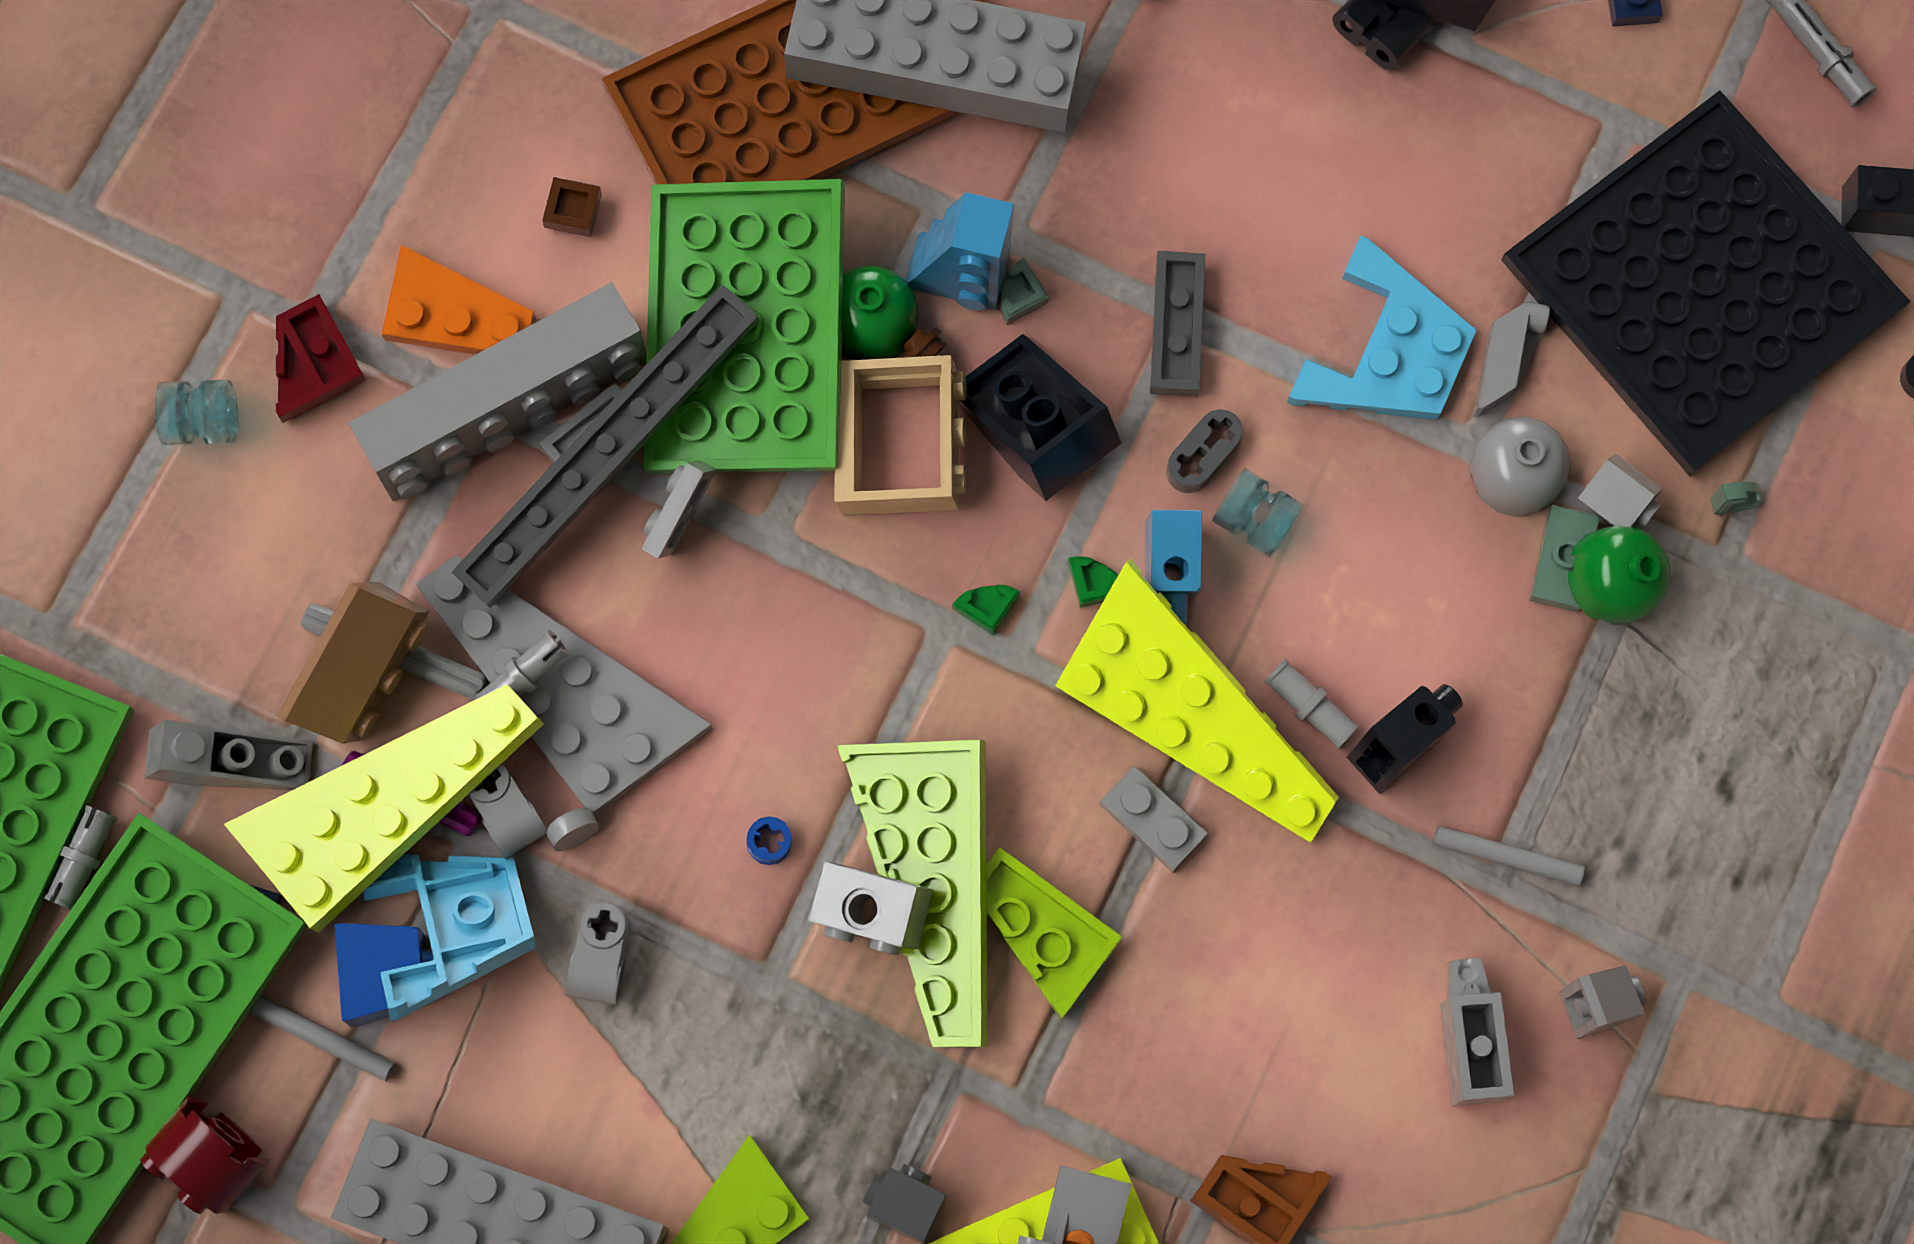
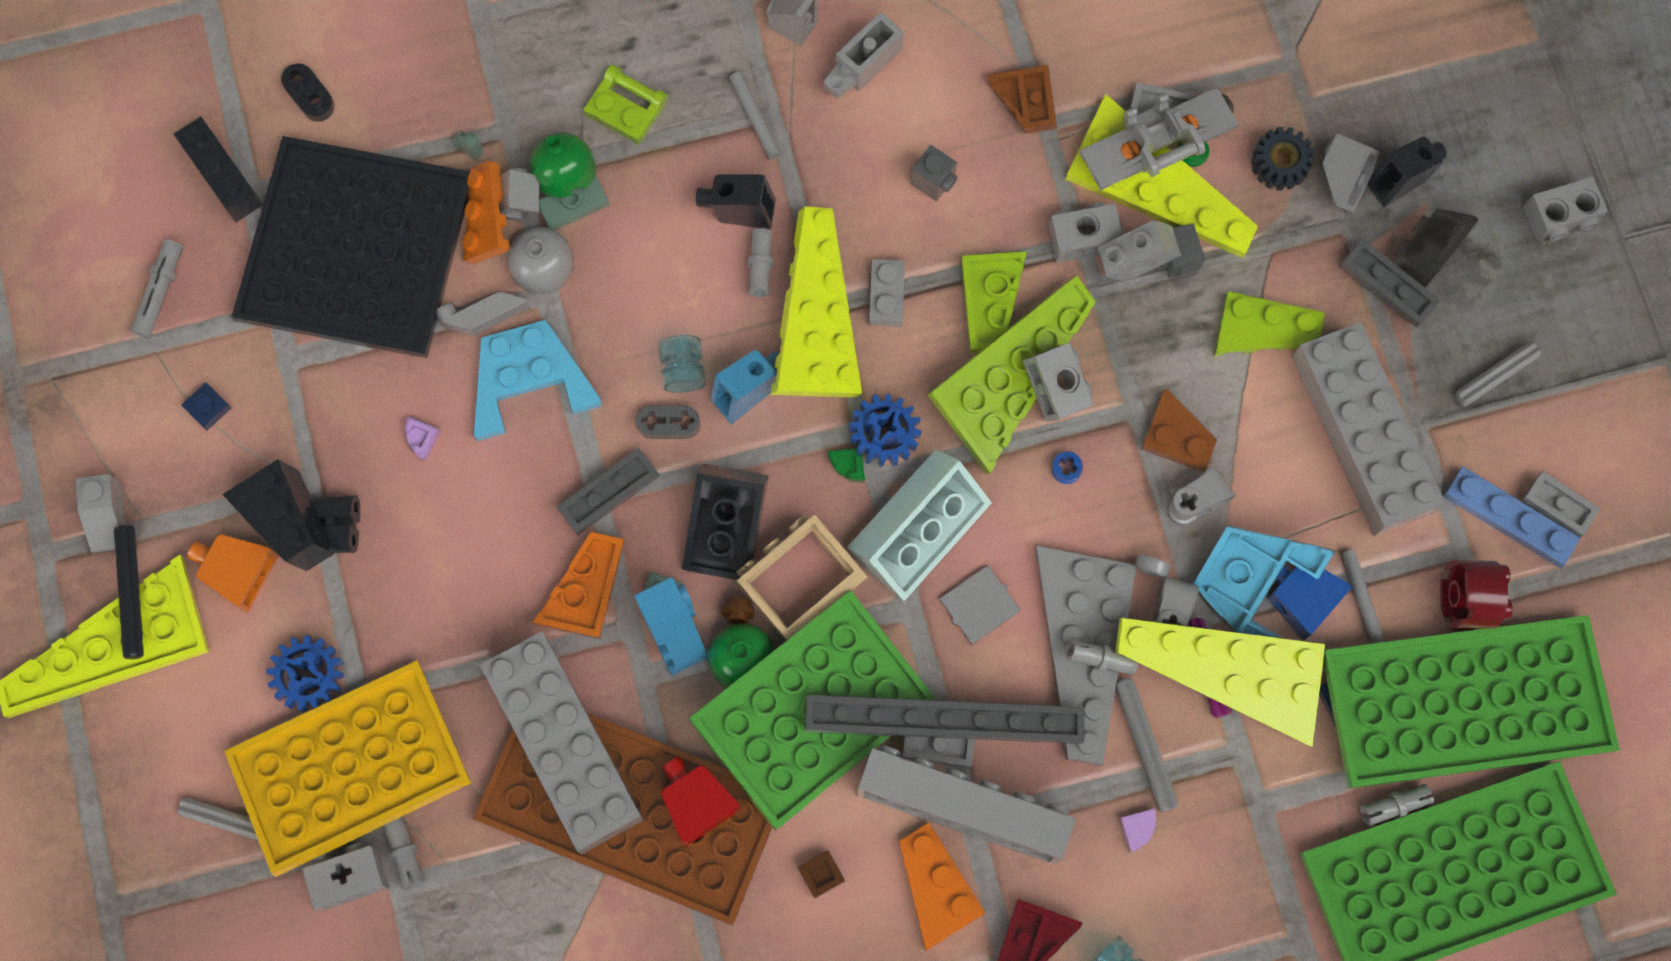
camera: 130 degrees left, 0 degrees up
(226, 757) = (1281, 777): light grey slope -> none
(318, 565) = (1138, 828): none -> lavender tile
(355, 663) = (1176, 744): medium nougat slope -> none
(686, 491) = (931, 658): light grey plate -> none
(693, 1002) = (1178, 435): none -> dark orange wing
(703, 611) = (979, 605): none -> light grey piece
(754, 132) = (695, 800): none -> red torso
(847, 616) = (920, 524): none -> light aqua slope
(943, 1141) = (1139, 251): none -> light grey brick
(1009, 660) = (897, 436): none -> blue gear
(1030, 1080) = (1070, 243): none -> light grey brick
(1085, 214) = (585, 590): none -> orange wing
(1090, 580) = (788, 420): green tile -> none
(1252, 994) = (934, 173): none -> dark grey brick
(1411, 185) = (420, 437): none -> lavender tile
(1616, 432) = (484, 220): none -> orange wing
(1641, 701) = (620, 113): none -> lime plate

